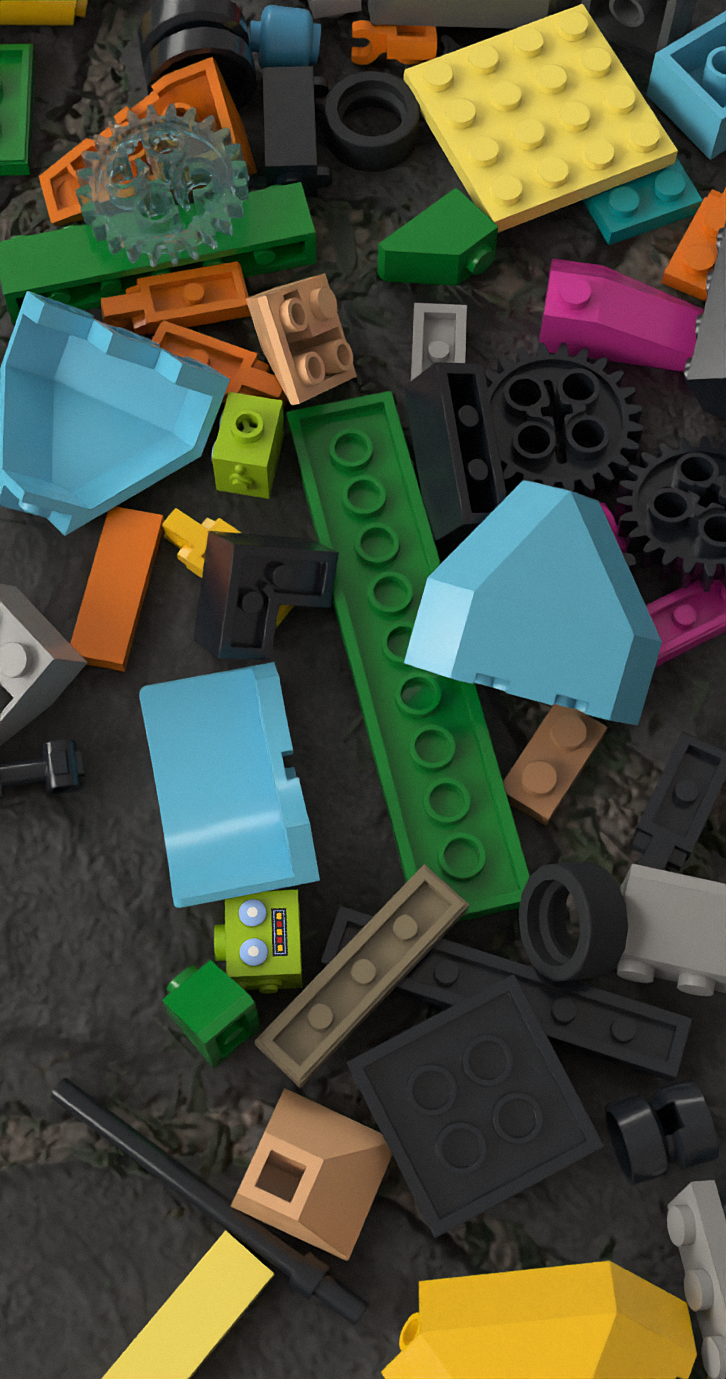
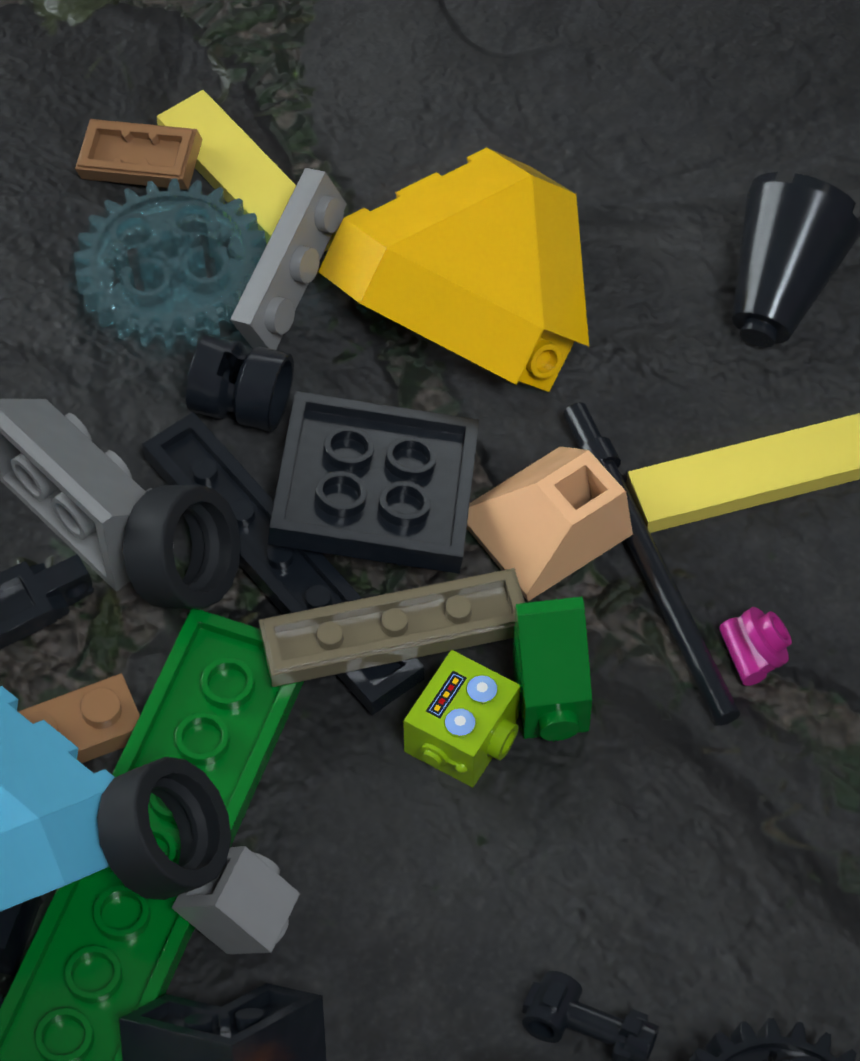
camera: 145 degrees left, 10 degrees down
(68, 1170) = (756, 644): none -> dark pink plate
(222, 786) = (405, 870): medium azure panel -> none
(326, 689) = (243, 907): none -> light grey brick
(362, 674) = (130, 842): none -> black tyre

